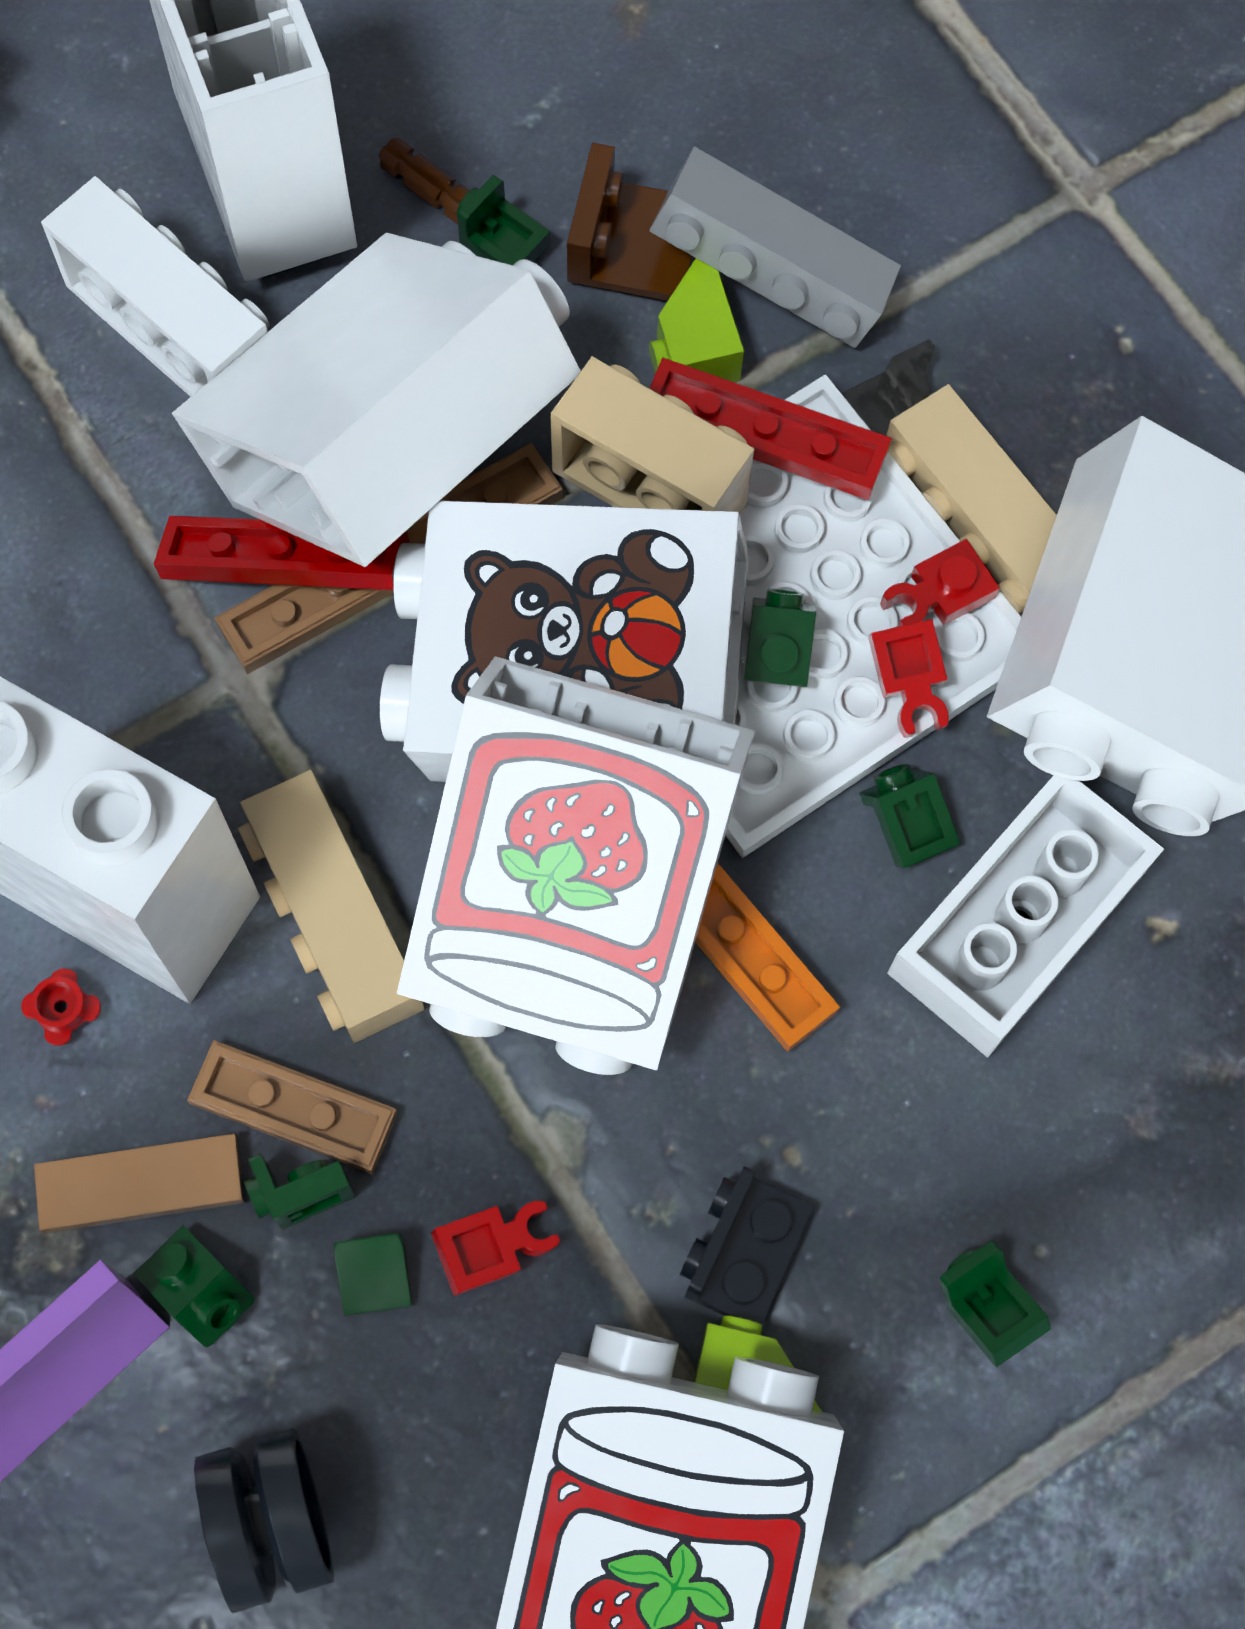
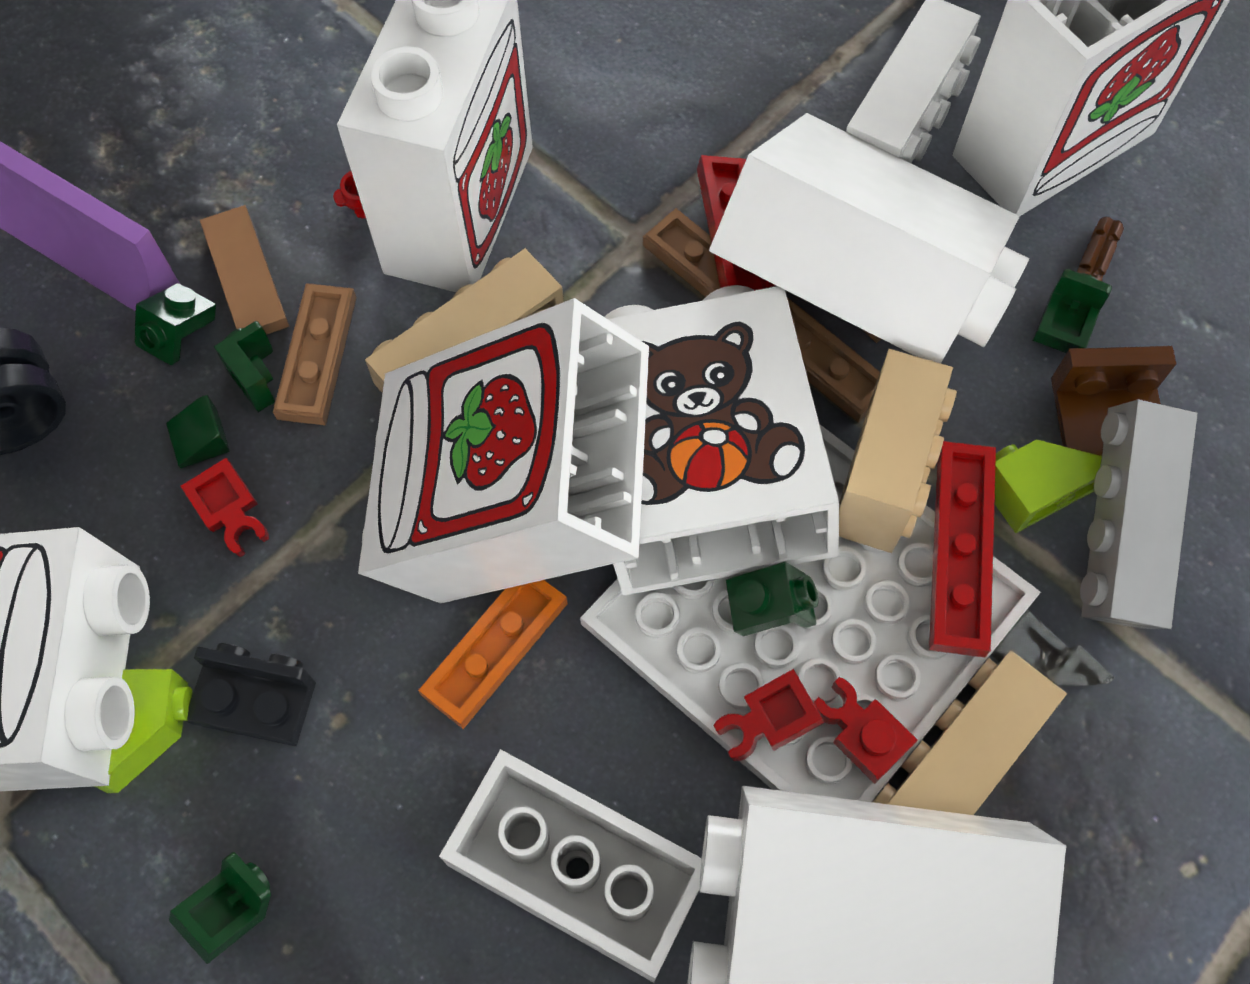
camera: 80 degrees right, 5 degrees down
(911, 814) = (649, 750): dark green bracket -> none

